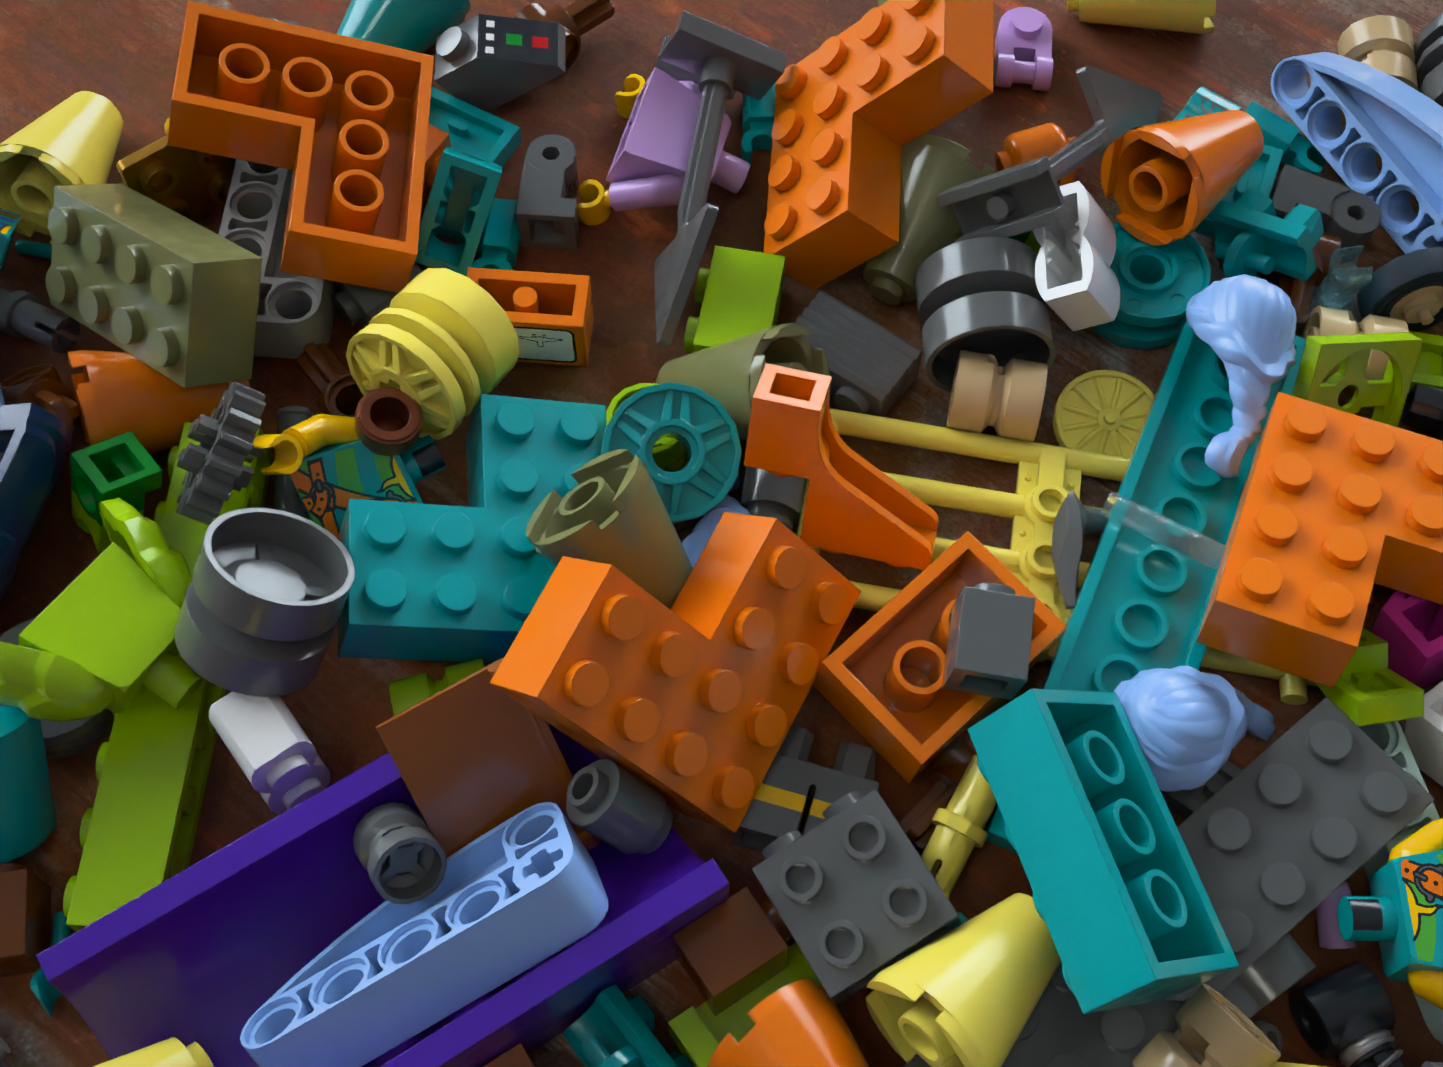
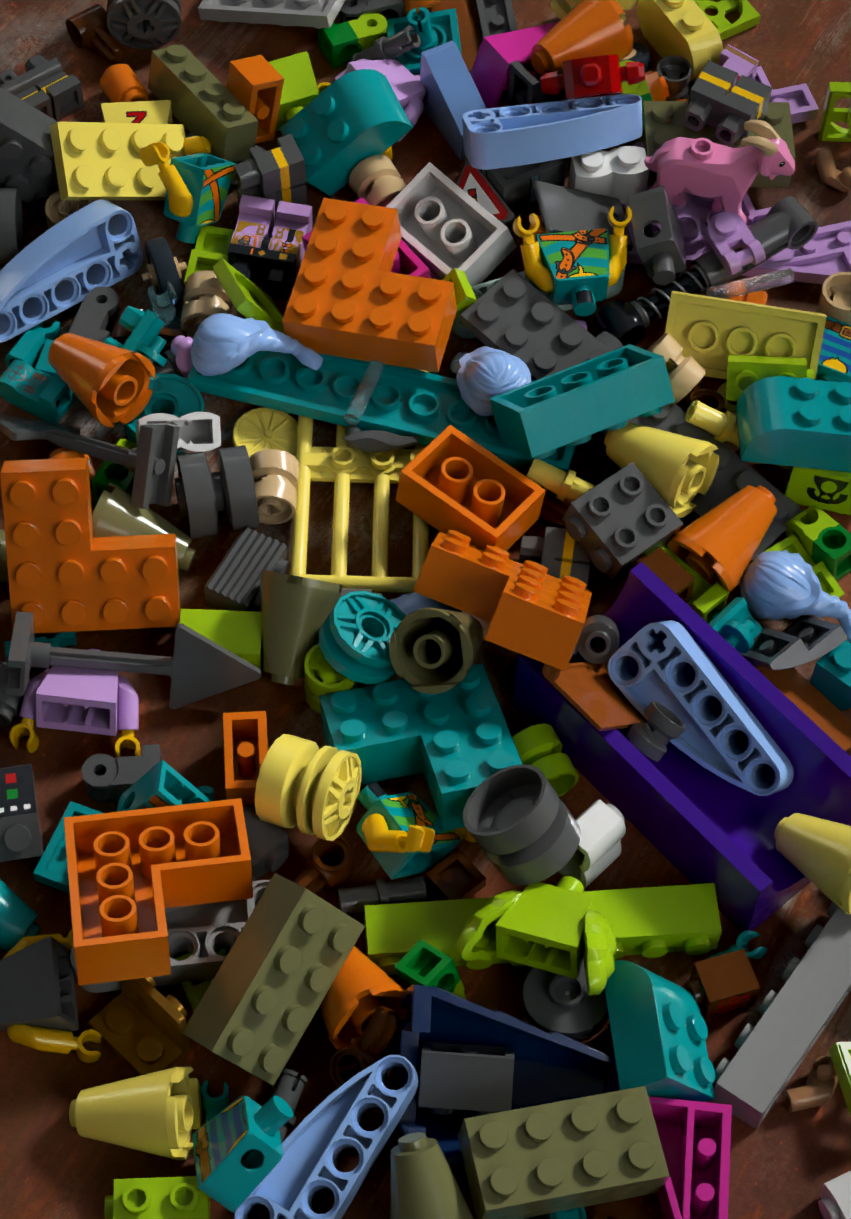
camera: 100 degrees left, 5 degrees down
(218, 460) = (434, 877): dark grey gear -> none
(395, 413) = (370, 797): copper piece -> none
(848, 499) = (369, 550): orange arch -> none
(989, 641) = (476, 451): dark grey brick -> none

